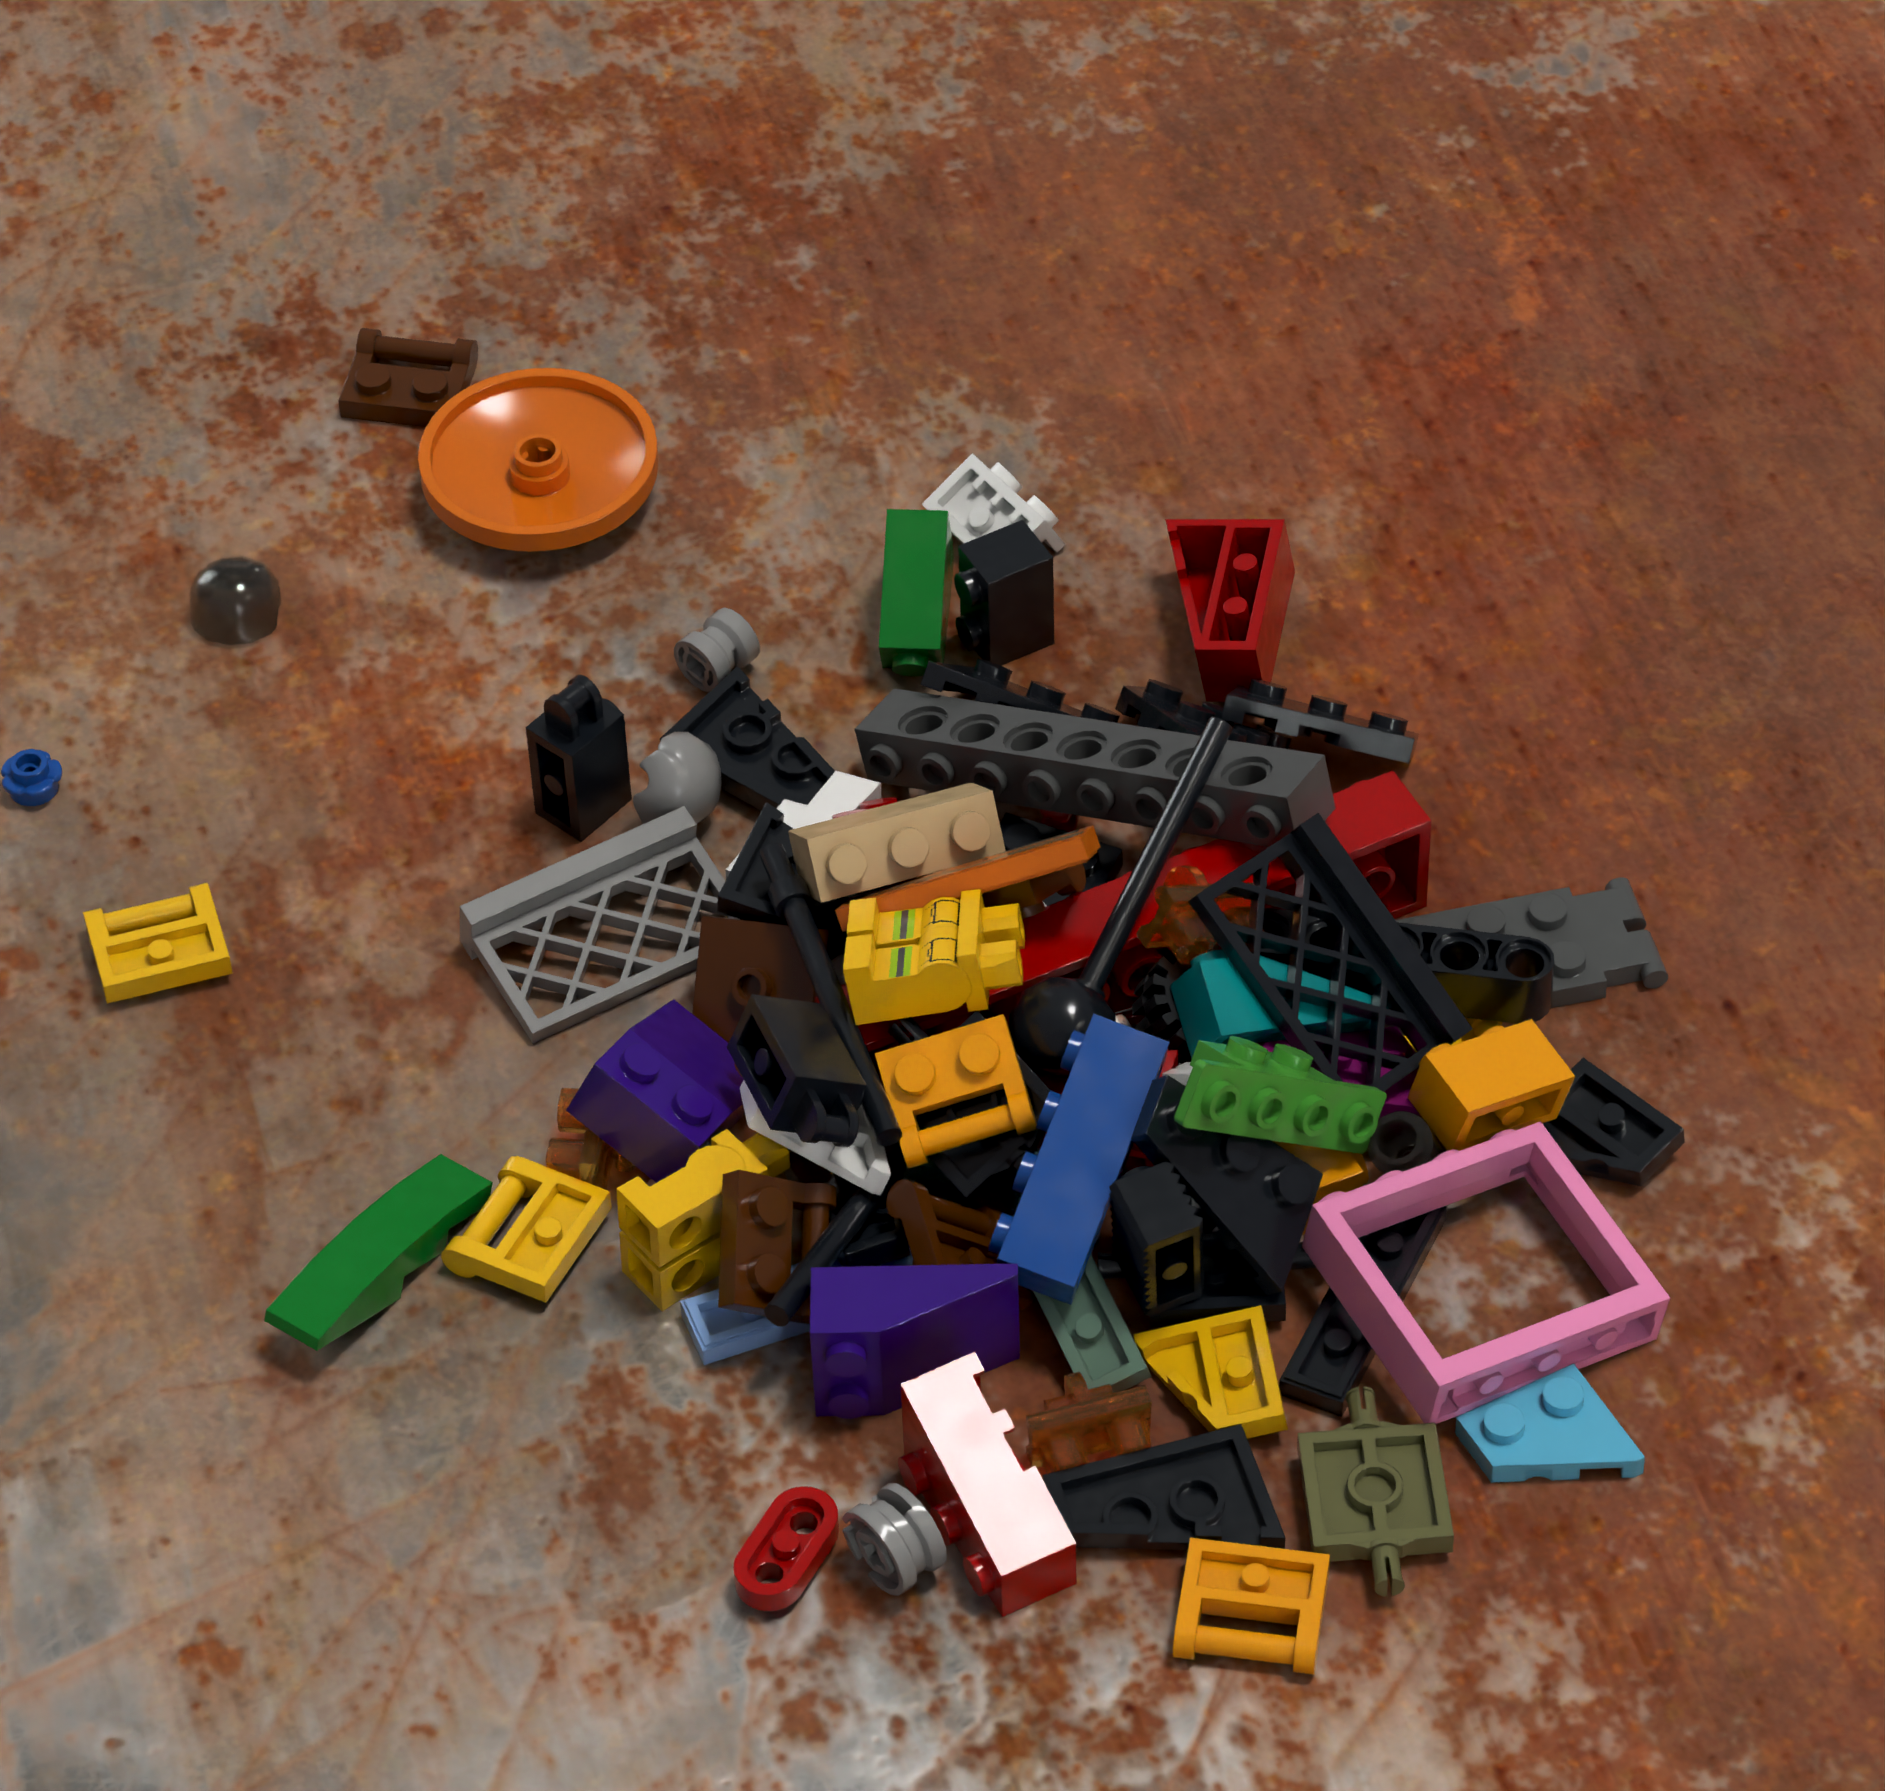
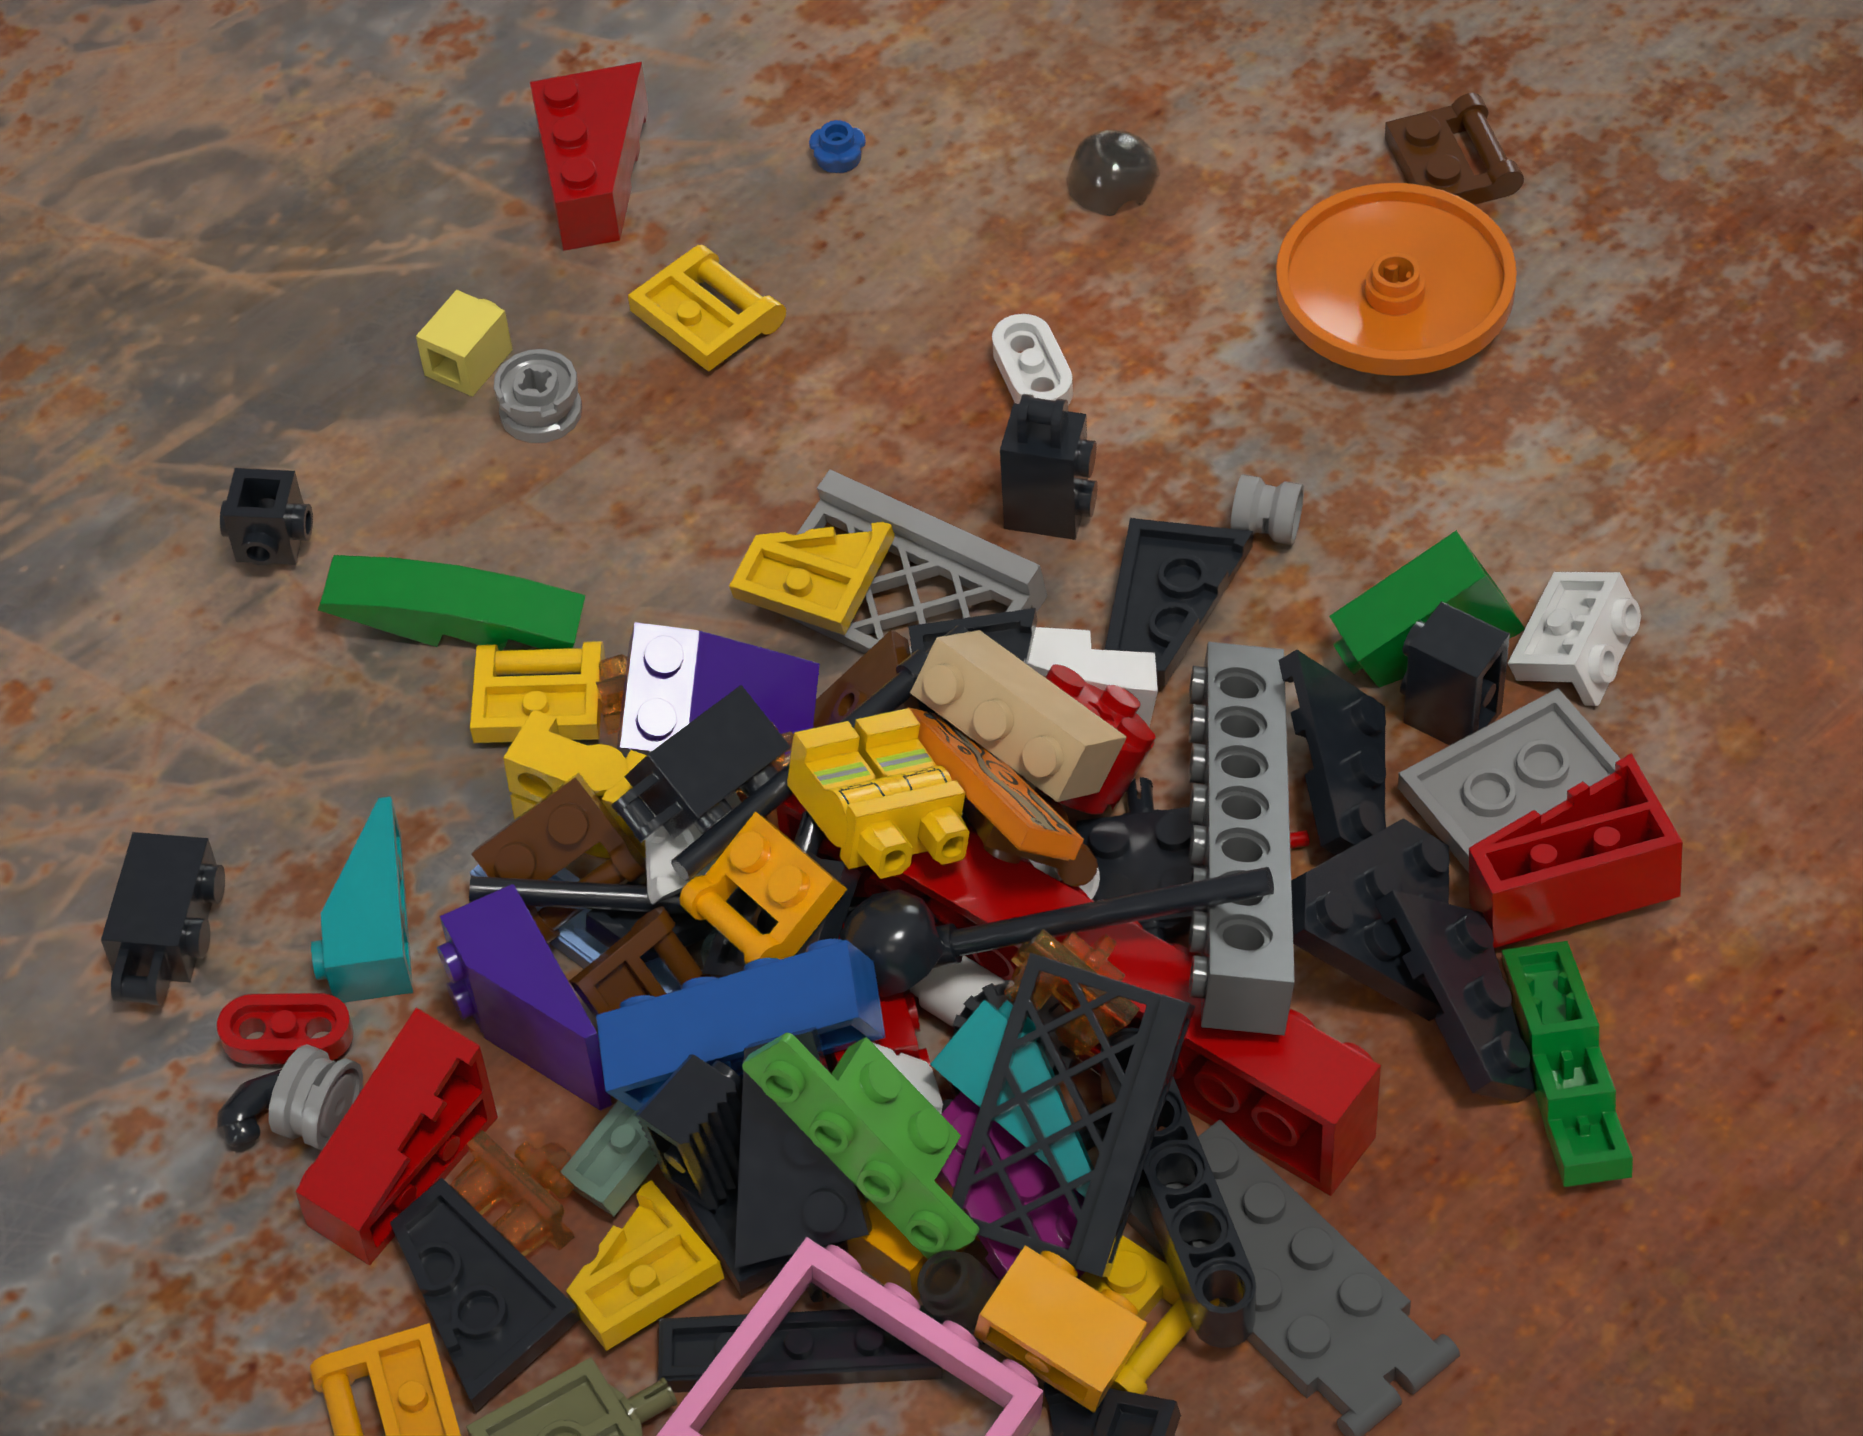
camera: 65 degrees right, 5 degrees up
(56, 1133) = (464, 342): none -> light yellow brick
(166, 1103) = (538, 396): none -> light grey wheel
(167, 1353) = (265, 516): none -> black brick
(423, 740) = (1041, 365): none -> white plate
(562, 970) = (812, 573): none -> yellow wing
(588, 1601) = (160, 914): none -> black brick
(680, 775) = (1076, 550): light grey hair -> none
(708, 1438) = (366, 917): none -> teal slope
(849, 1606) = (239, 1111): none -> black arm
(1116, 617) = (1506, 772): none -> light grey plate
(1436, 705) = (1567, 1064): none -> green slope

